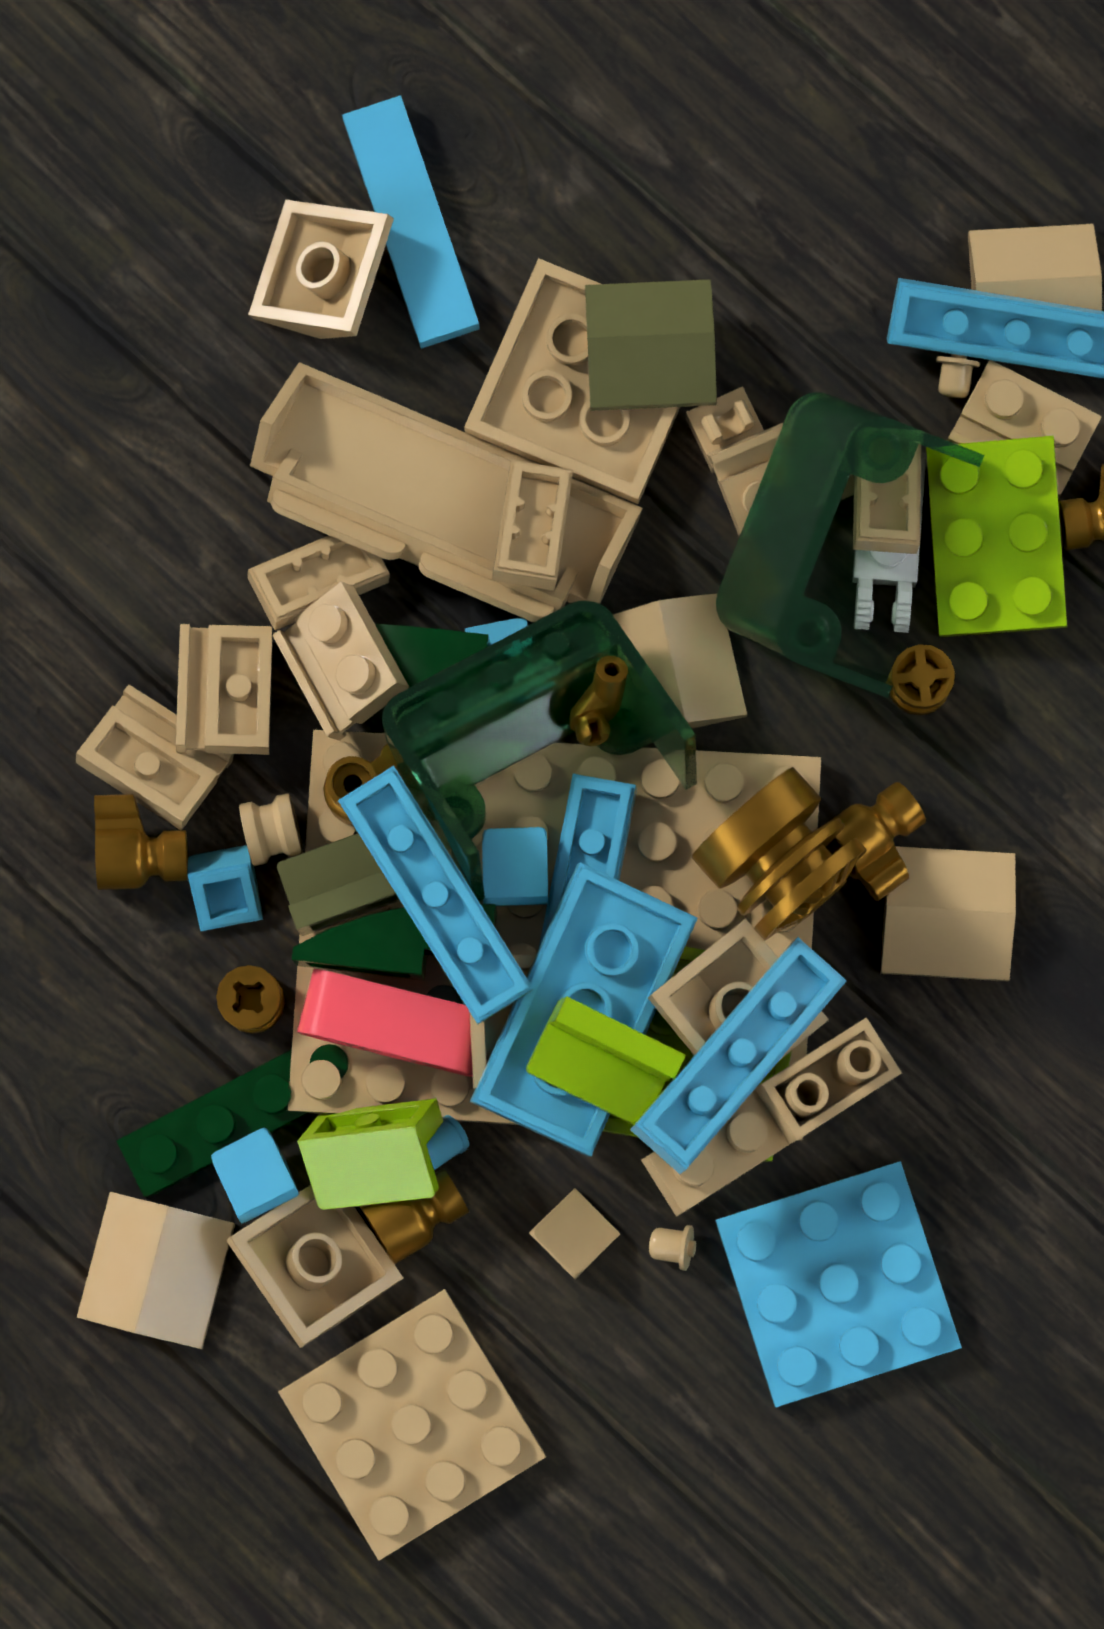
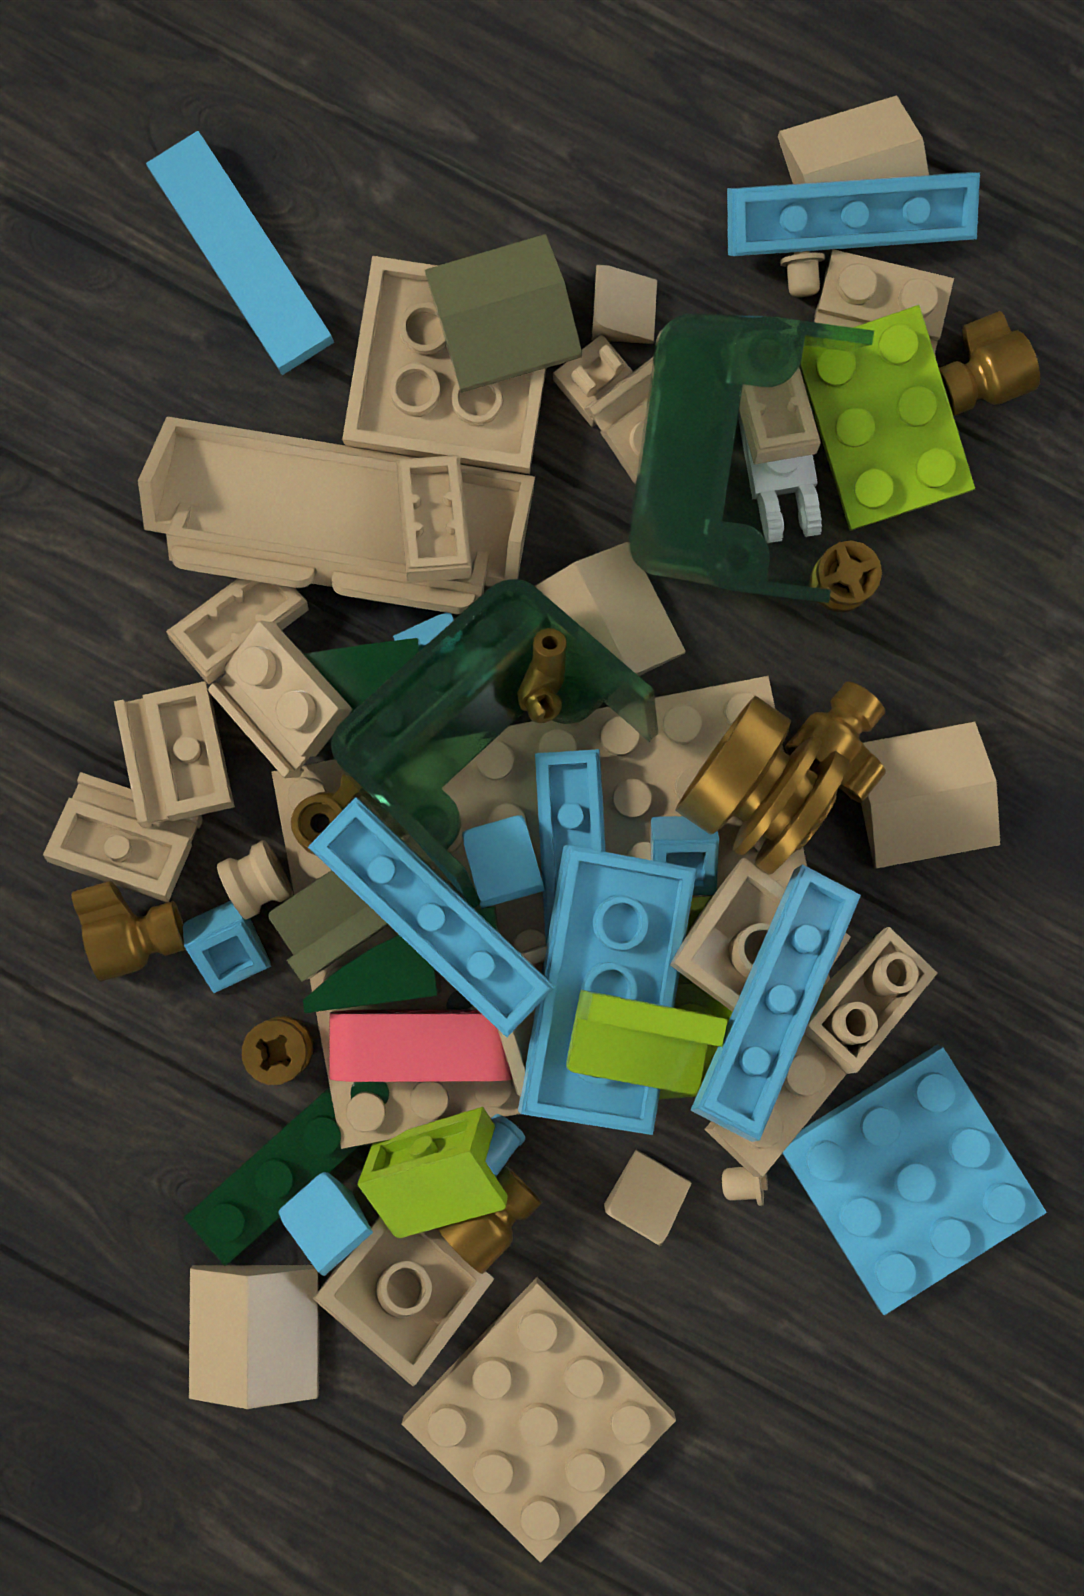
camera: 20 degrees left, 5 degrees up
(320, 269) = (163, 319): tan slope -> none
(699, 896) = (685, 844): none -> medium azure slope
(771, 364) = (624, 306): none -> tan slope

